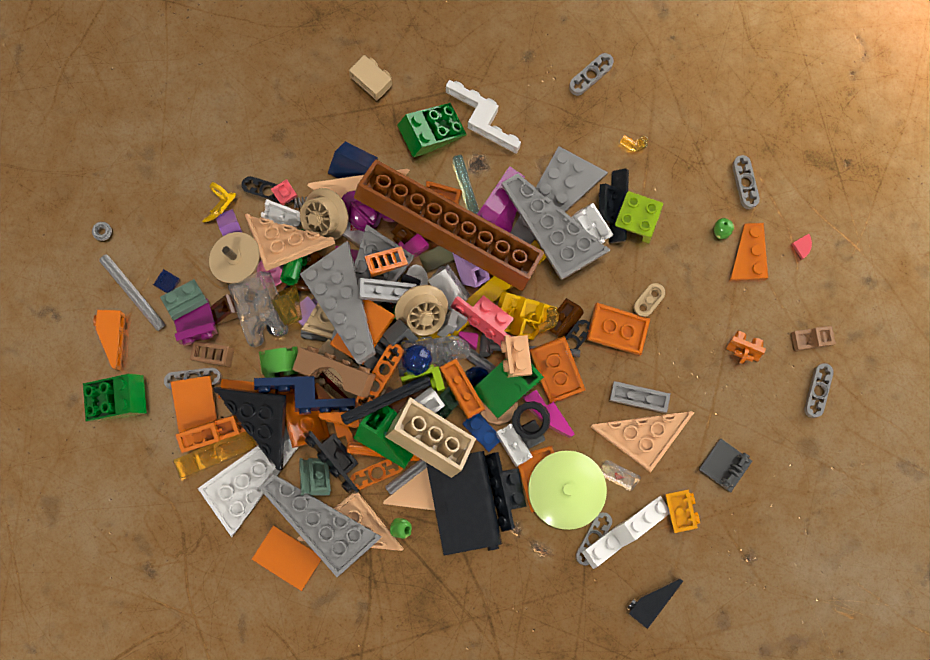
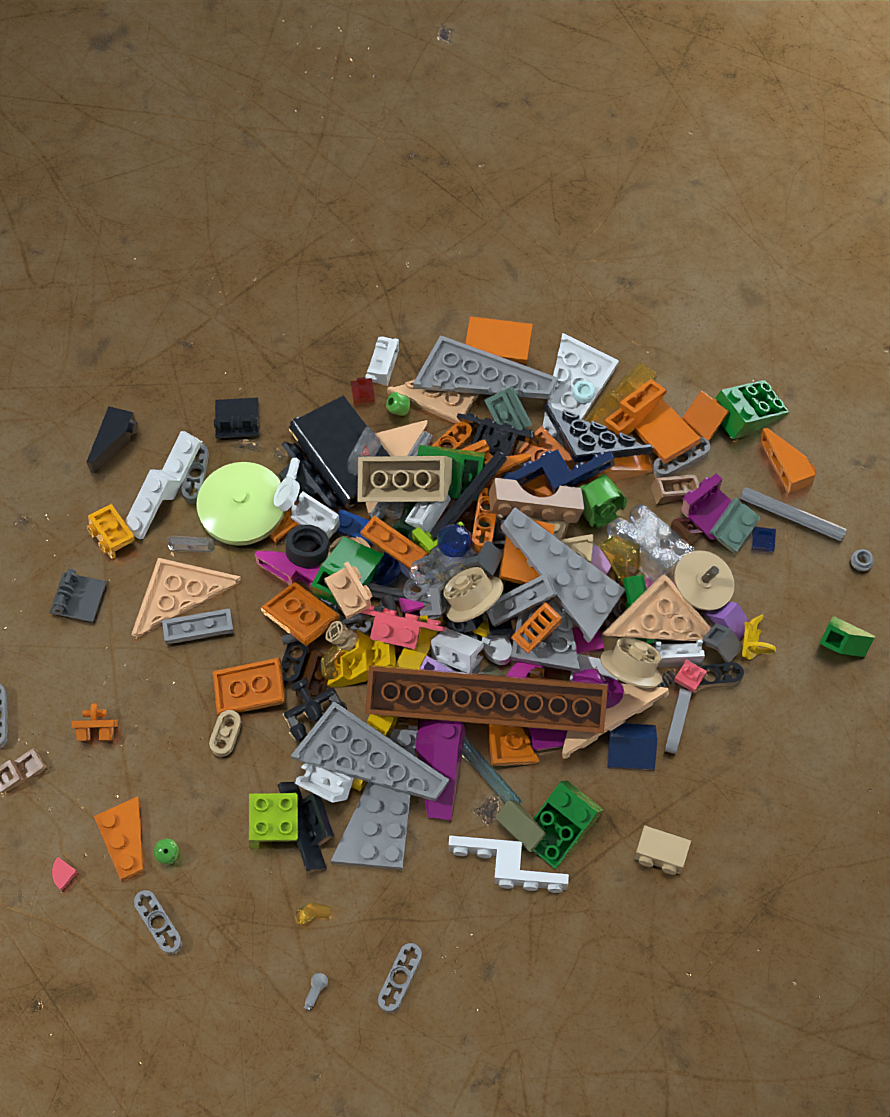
camera: 165 degrees right, 15 degrees down
(154, 173) = (846, 638): none -> green slope
(155, 403) = (705, 415): none -> orange piece
(242, 469) = (583, 391): none -> light aqua tile
(246, 207) = (723, 641): none -> dark grey panel
(310, 166) = (678, 721): none -> light grey beam
(396, 579) = (383, 360): none -> white hinge
(424, 558) = (362, 390): none -> clear red tile
(450, 485) = (366, 447): none -> clear slope
(461, 136) = (520, 824): none -> olive slope
(526, 478) = (288, 489): none -> white piece
(535, 334) = (341, 635): none -> tan wheel
(540, 577) = (236, 418): none -> black hinge
(577, 290) = (311, 708): none -> black piece
(648, 94) = (318, 982): none -> light grey piece

